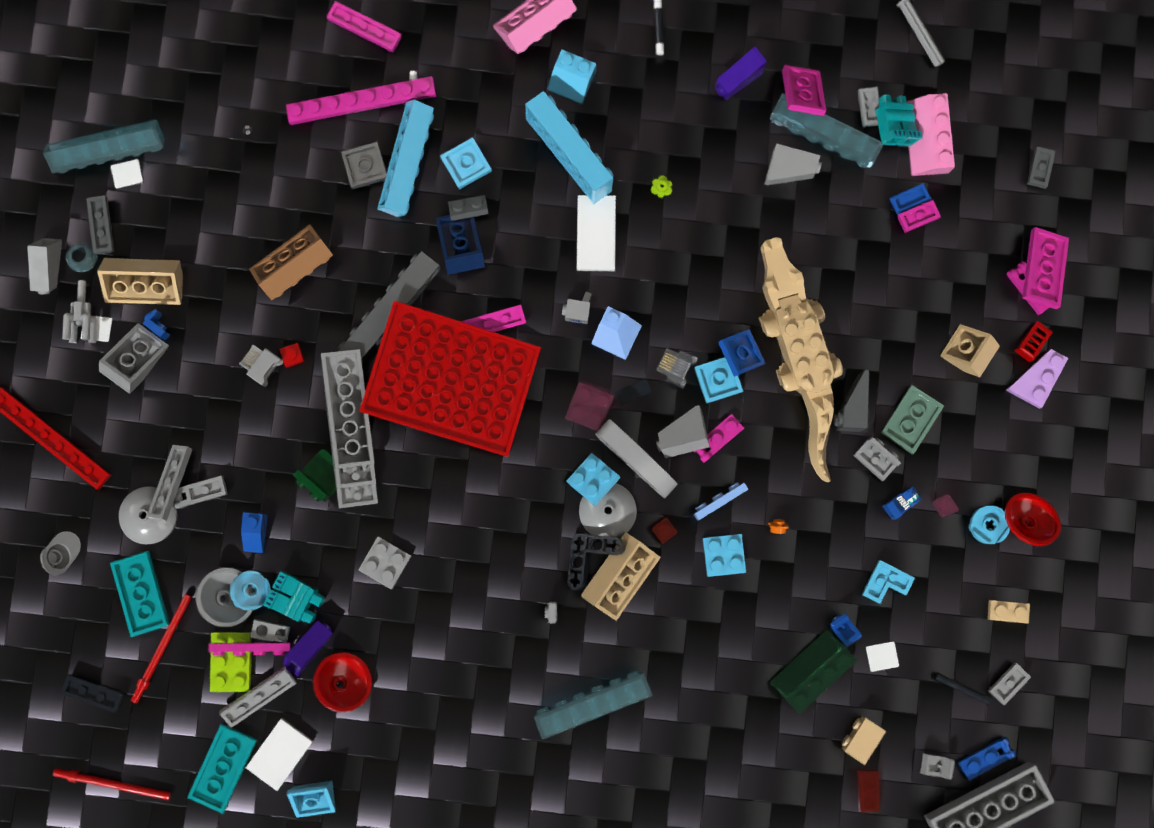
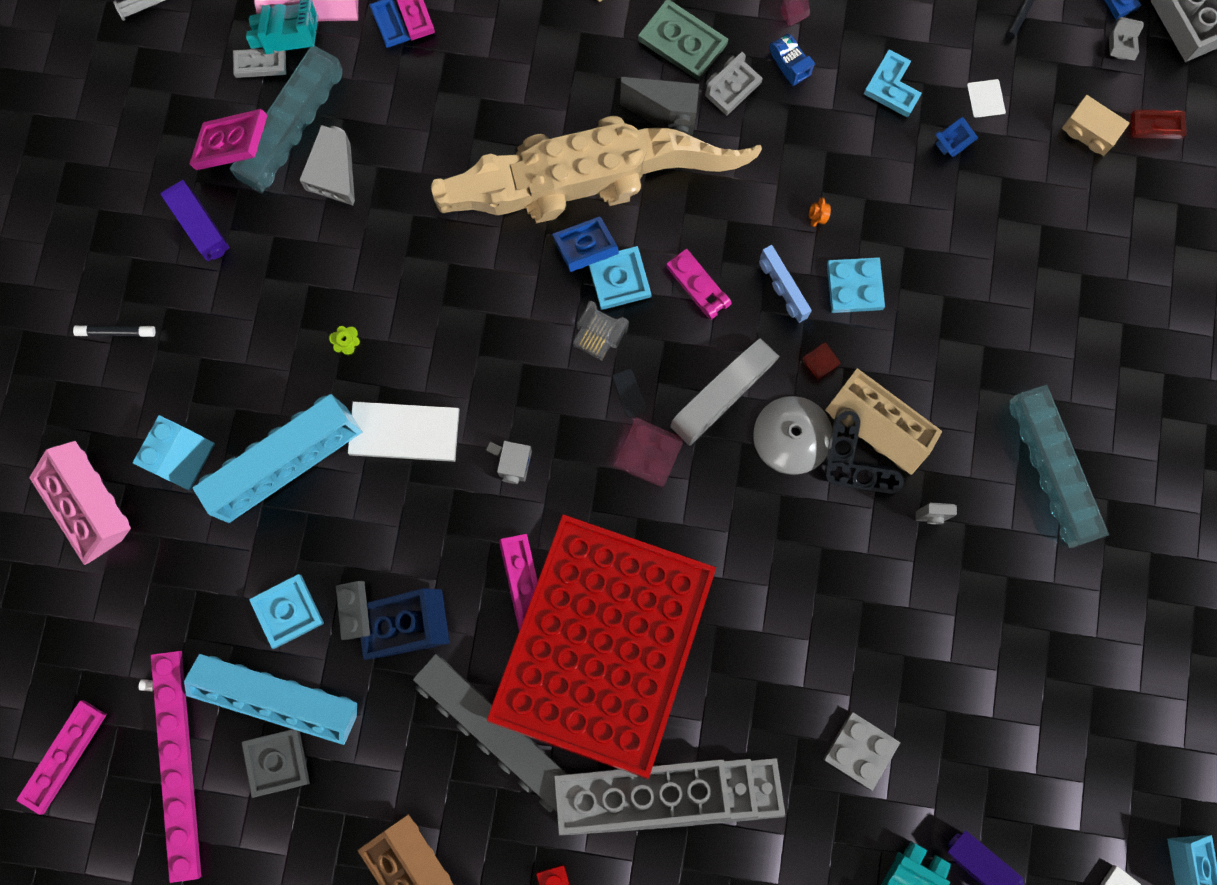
camera: 90 degrees left, 5 degrees down
(318, 476) = (737, 846): dark green bracket -> none
(353, 676) = (1039, 800): red dish -> none
(593, 479) = (751, 450): medium azure plate -> none
(616, 333) = (547, 410): light blue slope -> none
(684, 434) = (694, 324): light grey slope -> none
(813, 671) = (1010, 180): clear green slope -> none

